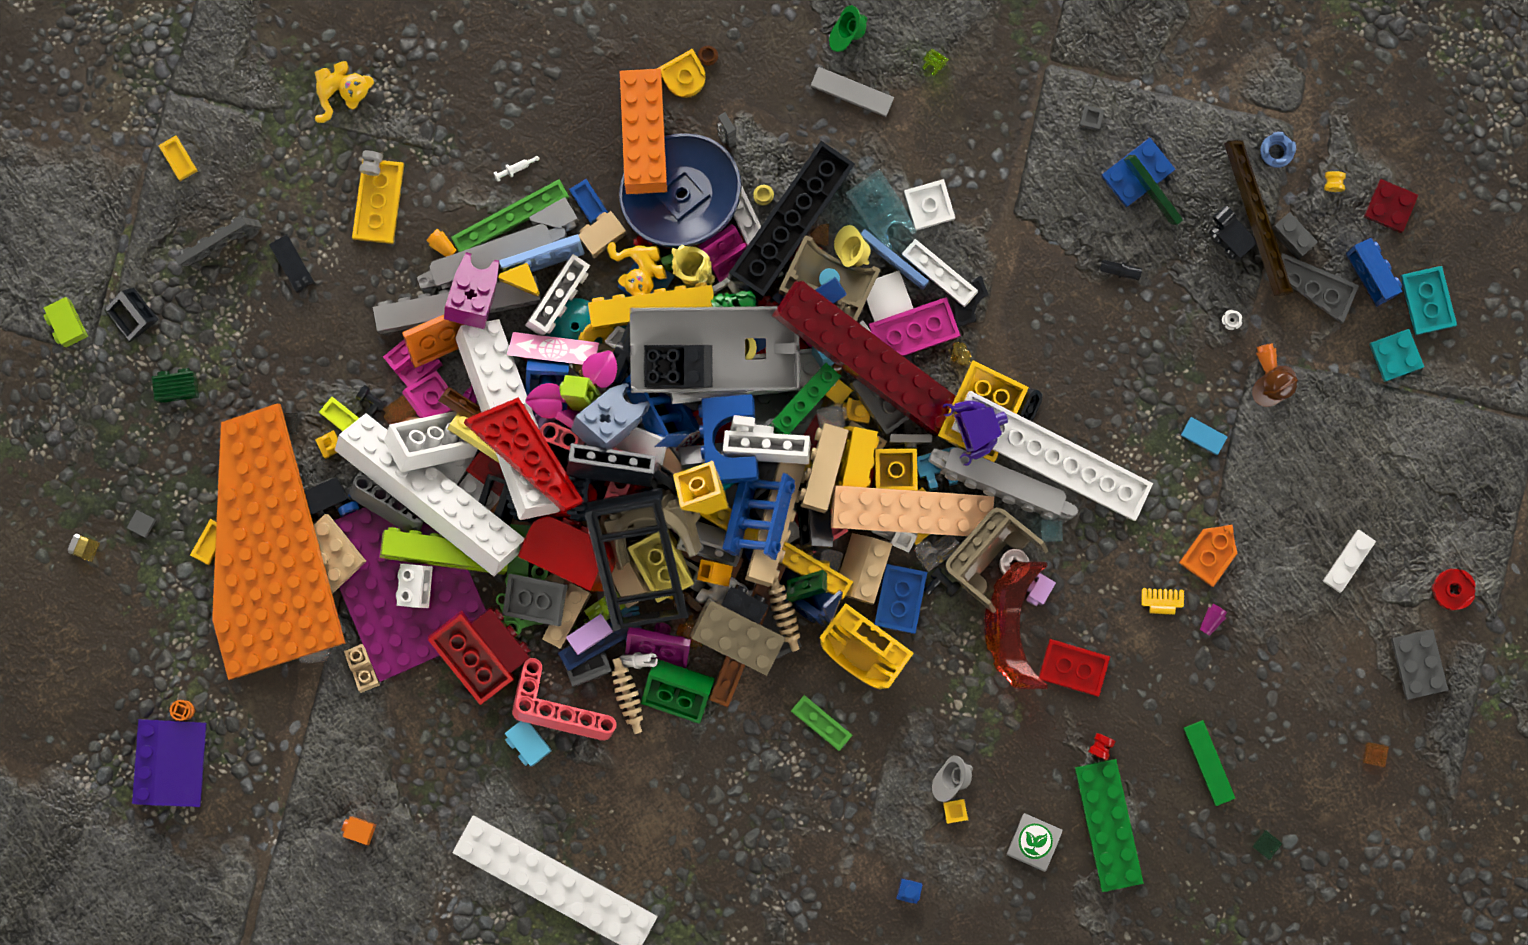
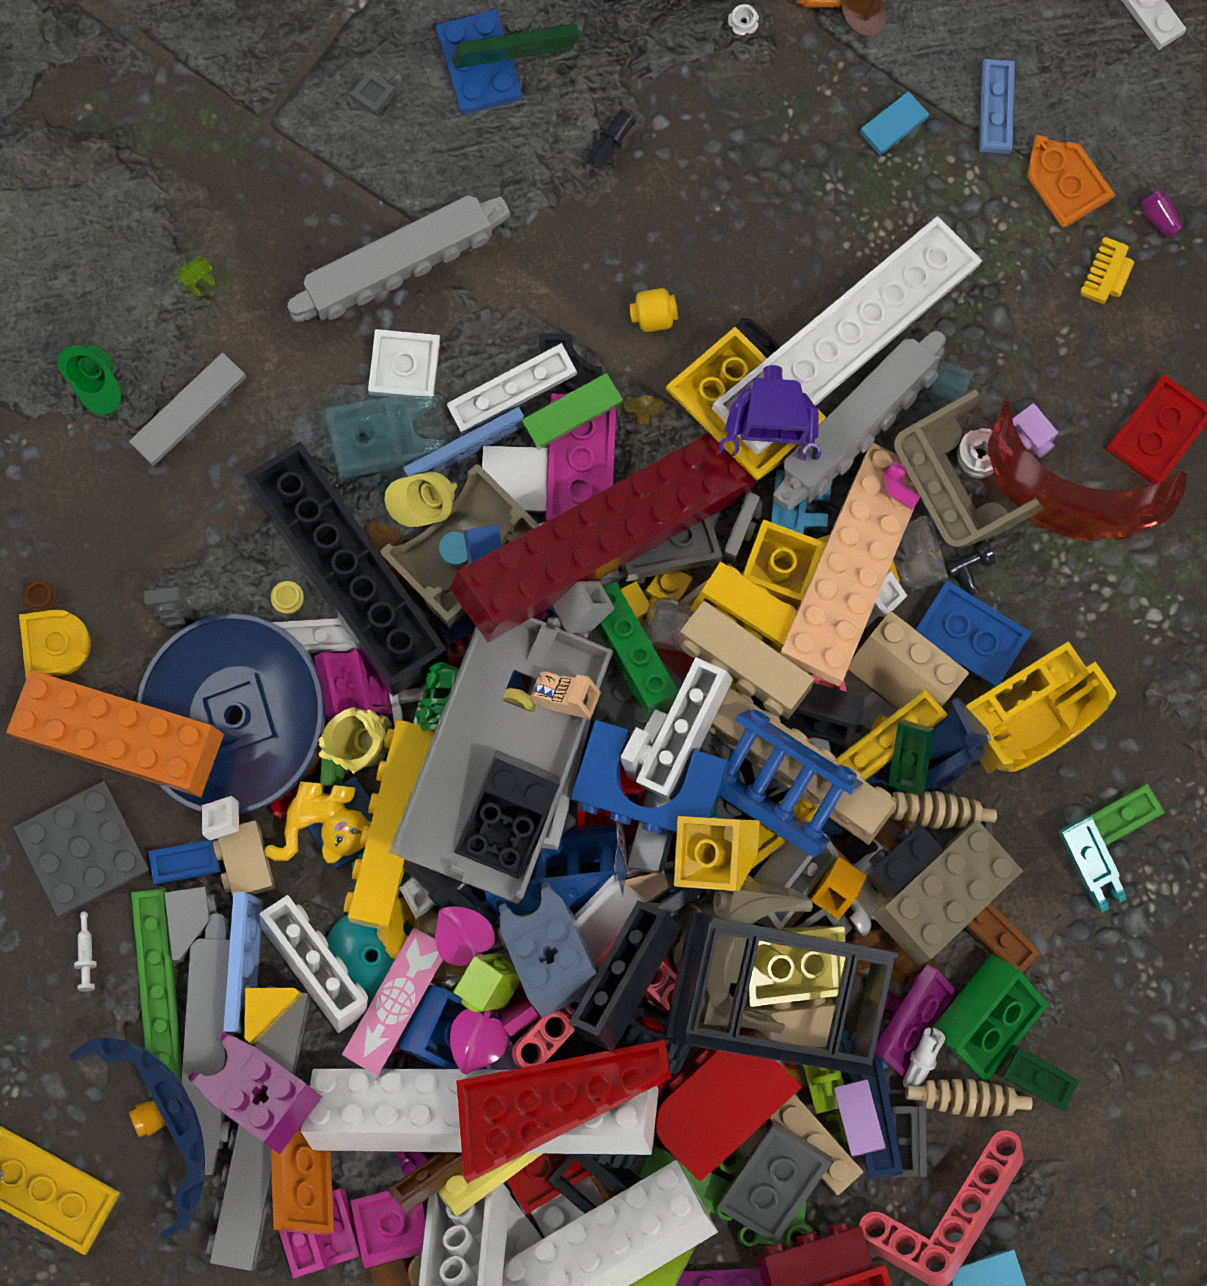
camera: 75 degrees left, 5 degrees down
(443, 254) = (176, 1111): none -> dark blue windscreen
(573, 141) = (81, 849): none -> dark grey plate
(618, 209) = (220, 818): none -> white plate
(654, 733) = (1040, 1079): none -> dark green plate
(761, 372) = (565, 694): none -> light nougat leg
(792, 716) = (1092, 861): none -> hinge
(816, 362) = (583, 607): none -> light grey brick
(939, 313) = (572, 411): none -> bright green tile
(969, 518) = (895, 485): none -> dark pink arm
(994, 174) = (397, 257): none -> light grey hinge
(1023, 337) = (654, 310): none -> yellow head
(1242, 494) = (997, 106): none -> medium blue tile

